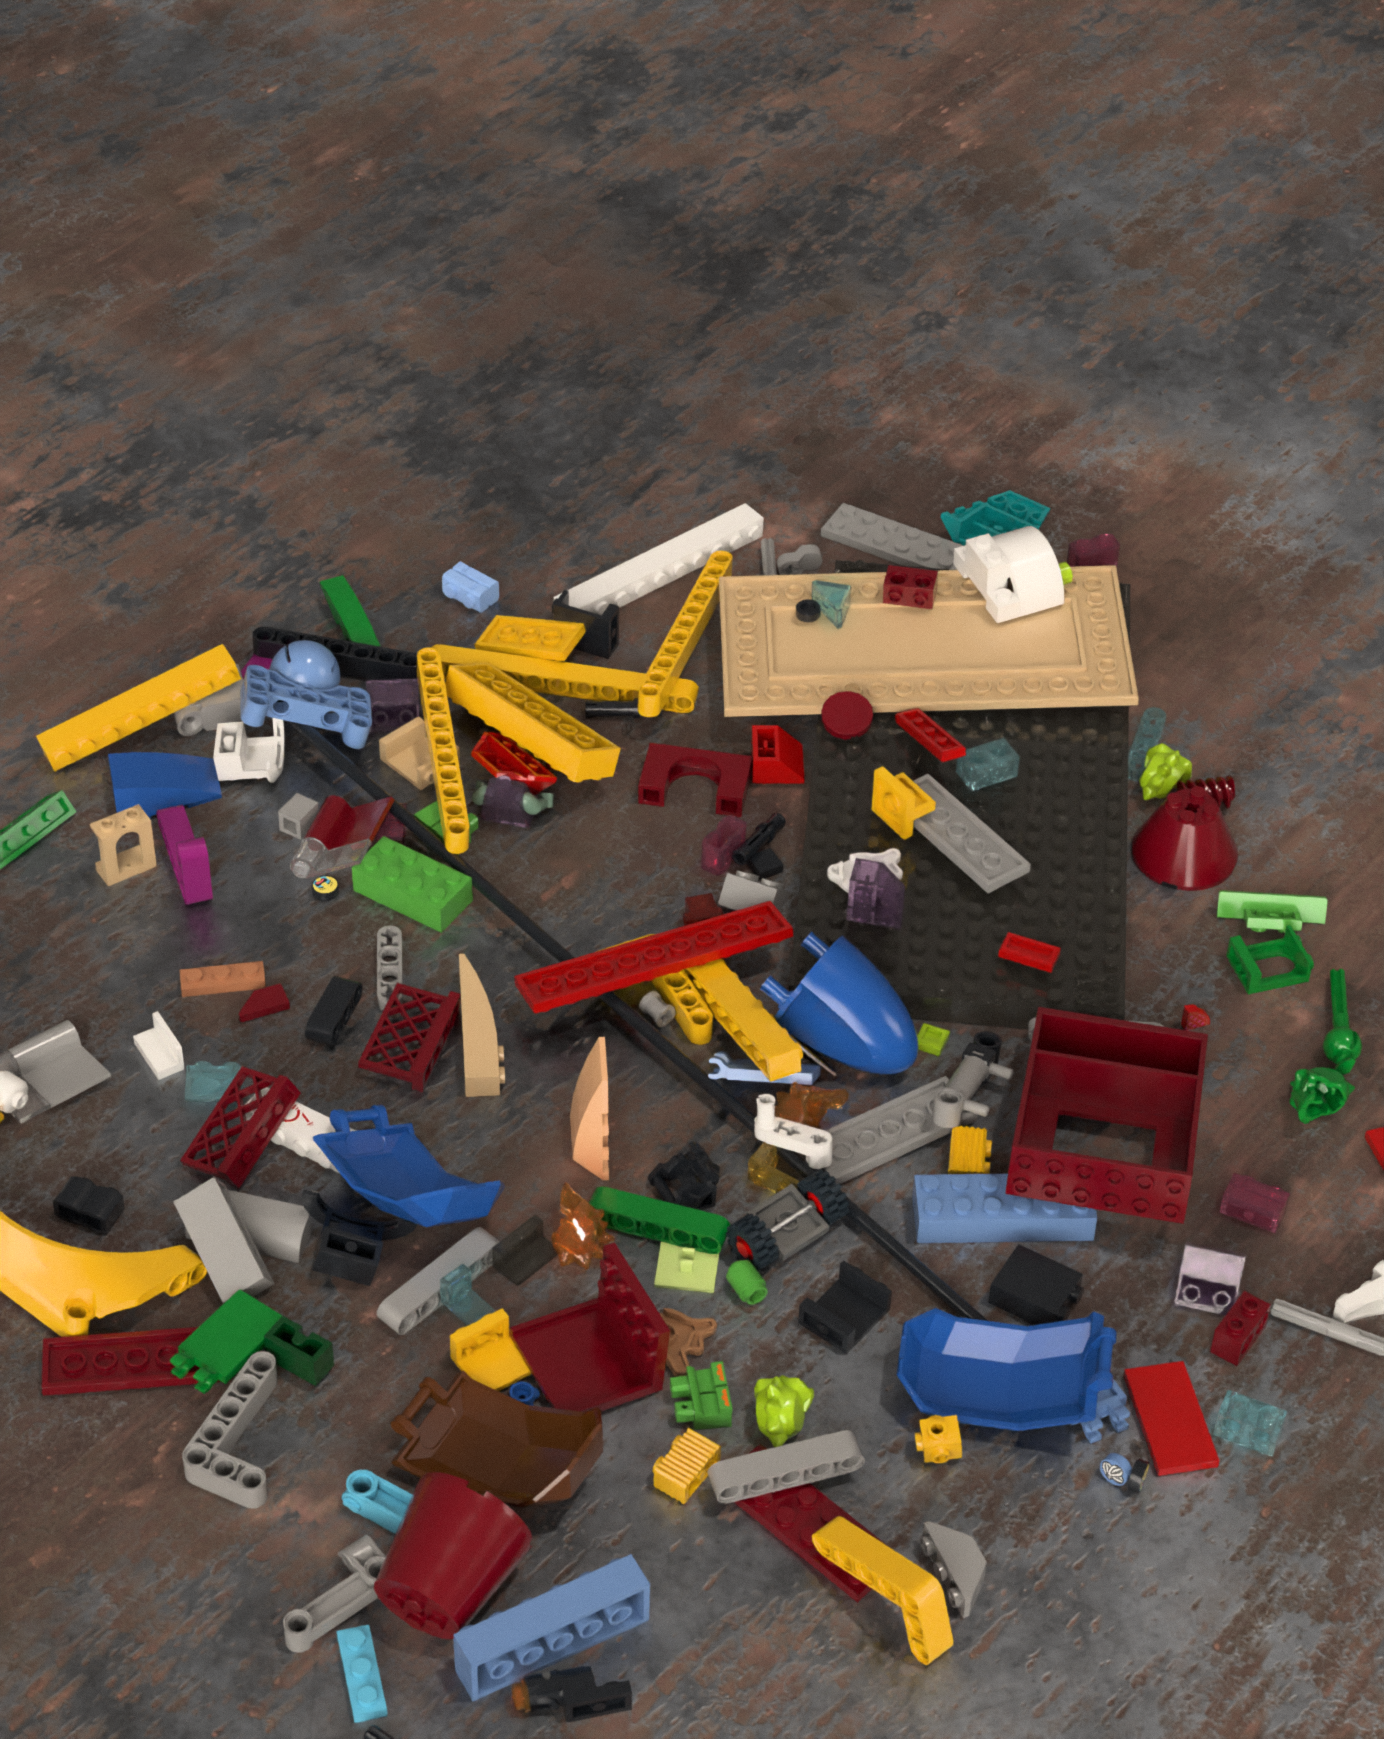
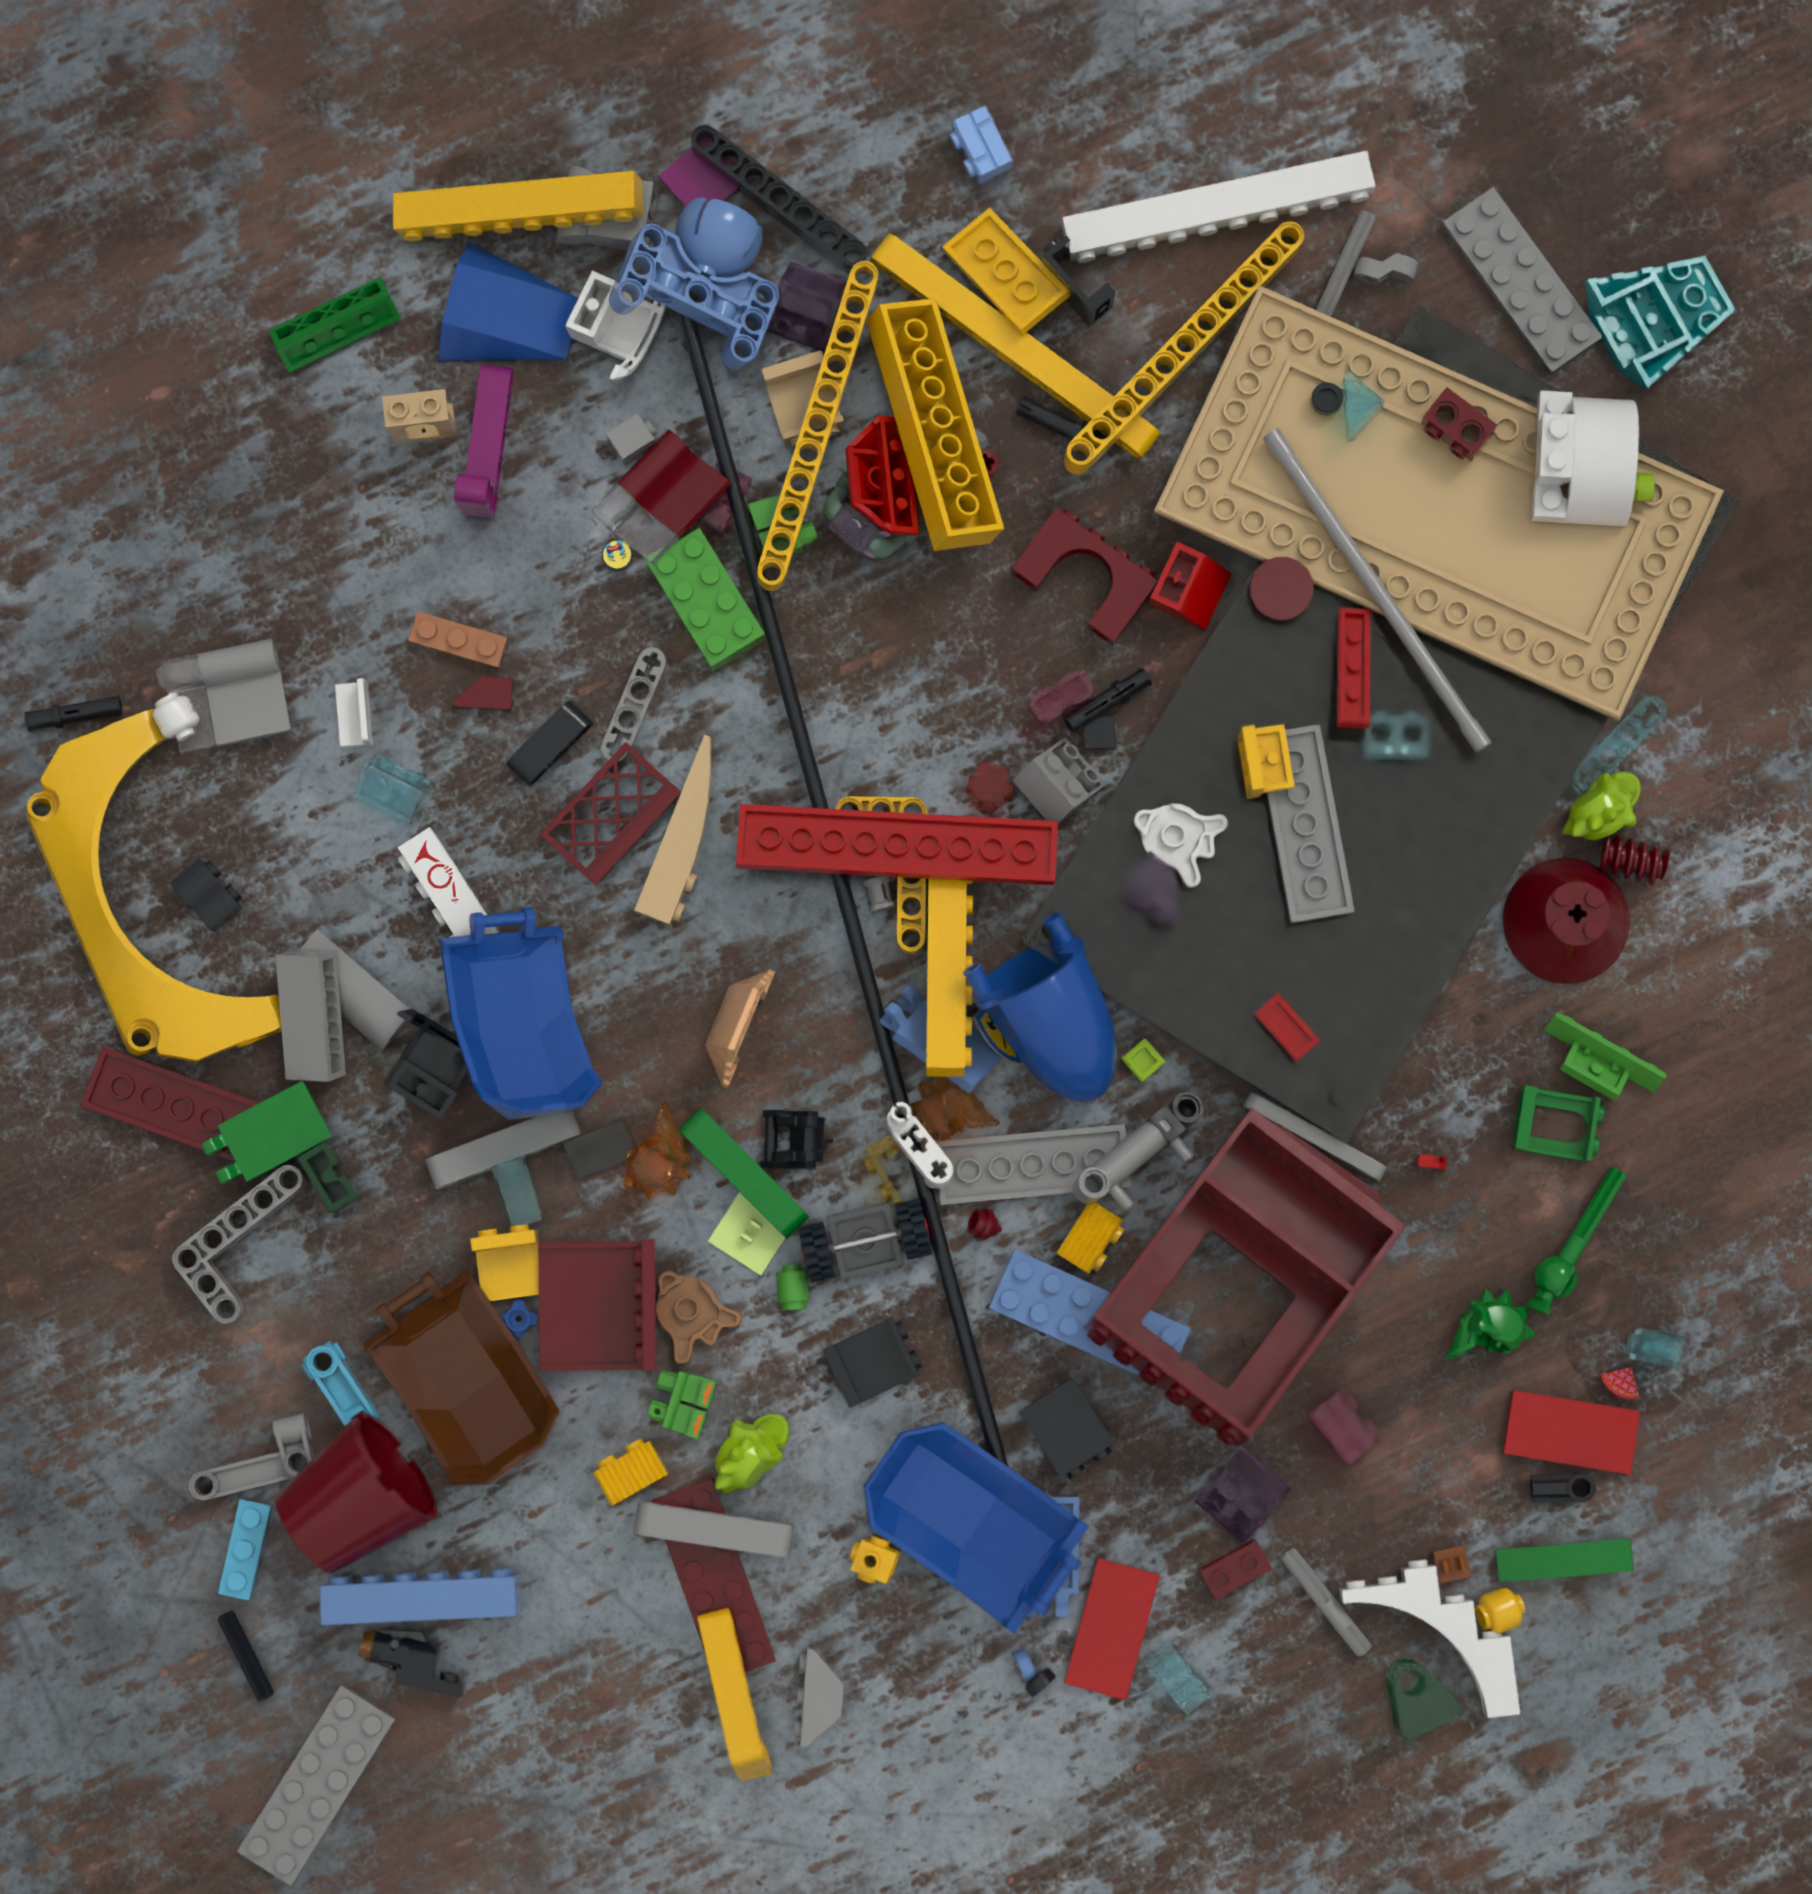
camera: 30 degrees right, 40 degrees up
(255, 1131) = (392, 894): dark red fence -> none
(348, 611) = (823, 132): green slope -> none
(876, 1182) = (983, 1224): none -> dark red plate
(1035, 733) = (1468, 725): none -> light grey piece
(1098, 551) = (1744, 419): clear pink brick -> none

